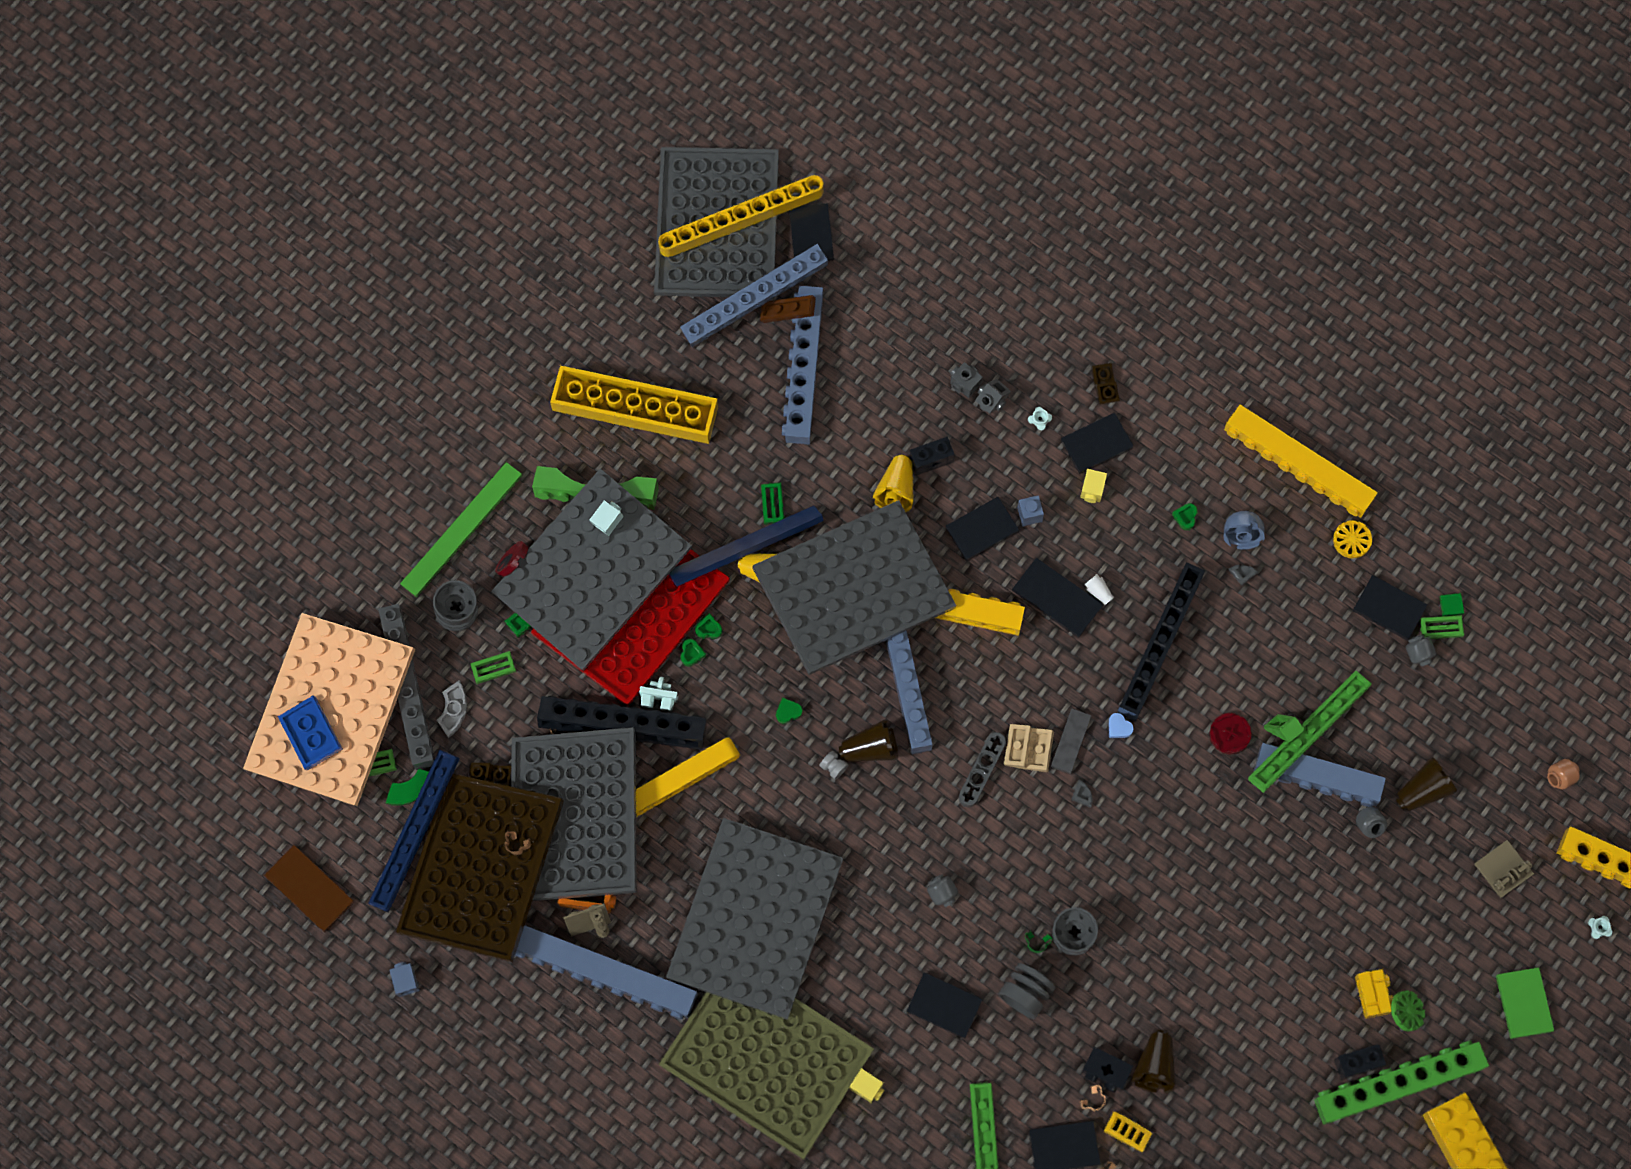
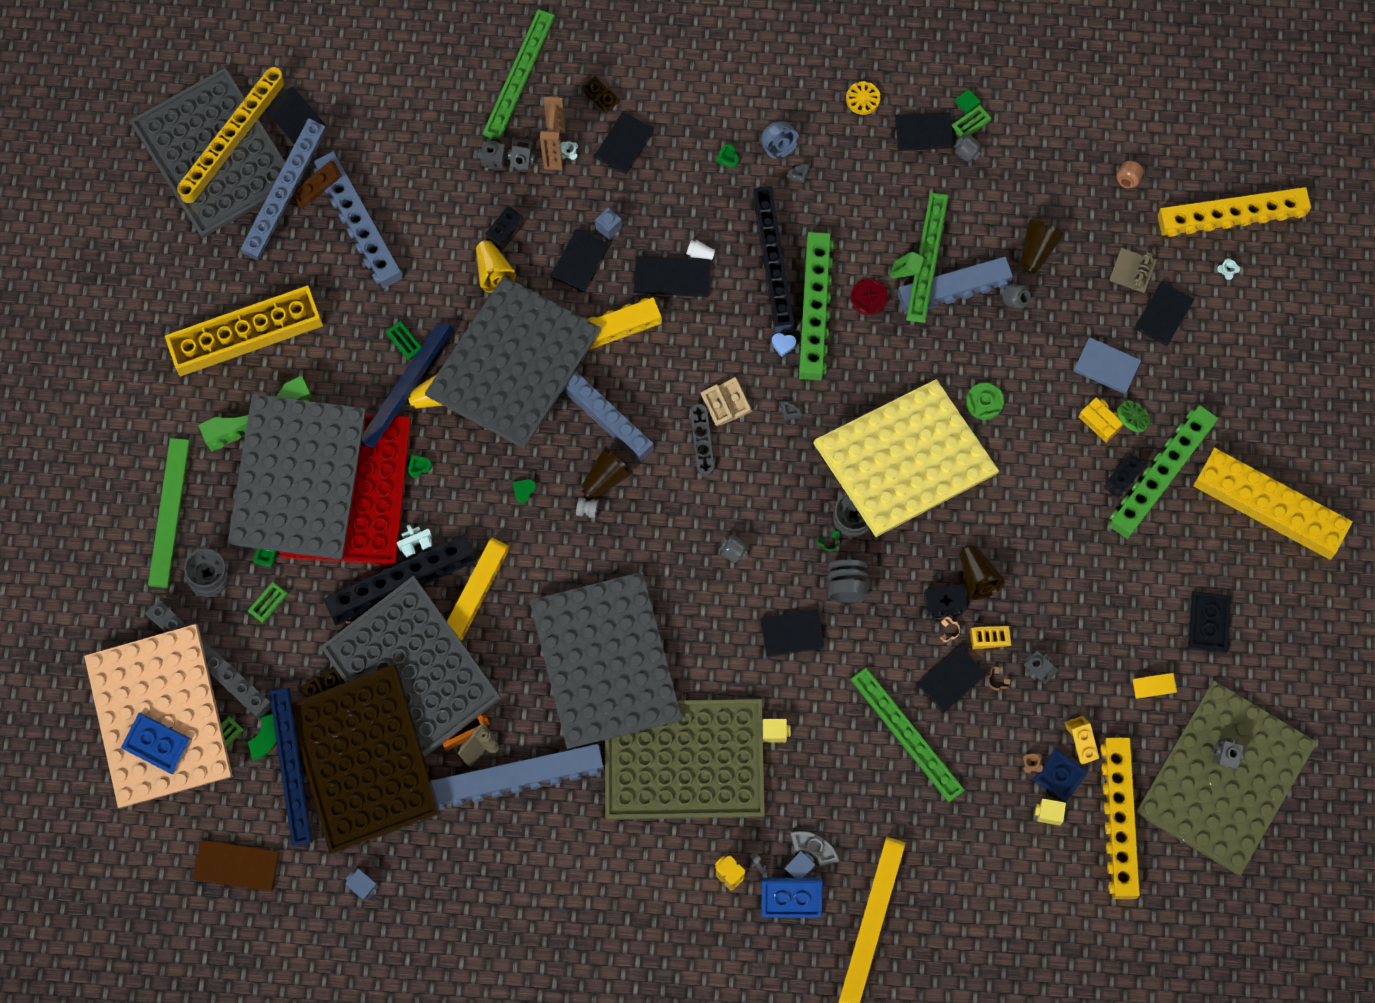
camera: 35 degrees left, 0 degrees up
(454, 709) = (259, 654): light grey tile -> none
(509, 560) = (225, 510): dark red tile -> none
(527, 844) = (390, 716): medium nougat piece -> none
(607, 517) = (284, 427): light aqua brick -> none
(691, 653) = (418, 493): green tile -> none
(1025, 400) = (551, 138): none -> medium nougat fence
(1041, 319) = (518, 75): none -> bright green tile
(1070, 741) = (754, 377): flat silver tile -> none
(1093, 486) = (643, 176): light yellow brick -> none
(1159, 909) = (905, 457): none -> light yellow plate
(1211, 650) = (815, 243): none -> bright green brick
(1274, 903) = (985, 401): none -> bright green tile
(1300, 461) = (786, 63): yellow brick -> none
(1416, 945) = (1107, 365): none -> sand blue tile
(1506, 930) = (1164, 313): none -> black tile
(1524, 1003) = (1212, 357): bright green tile -> none

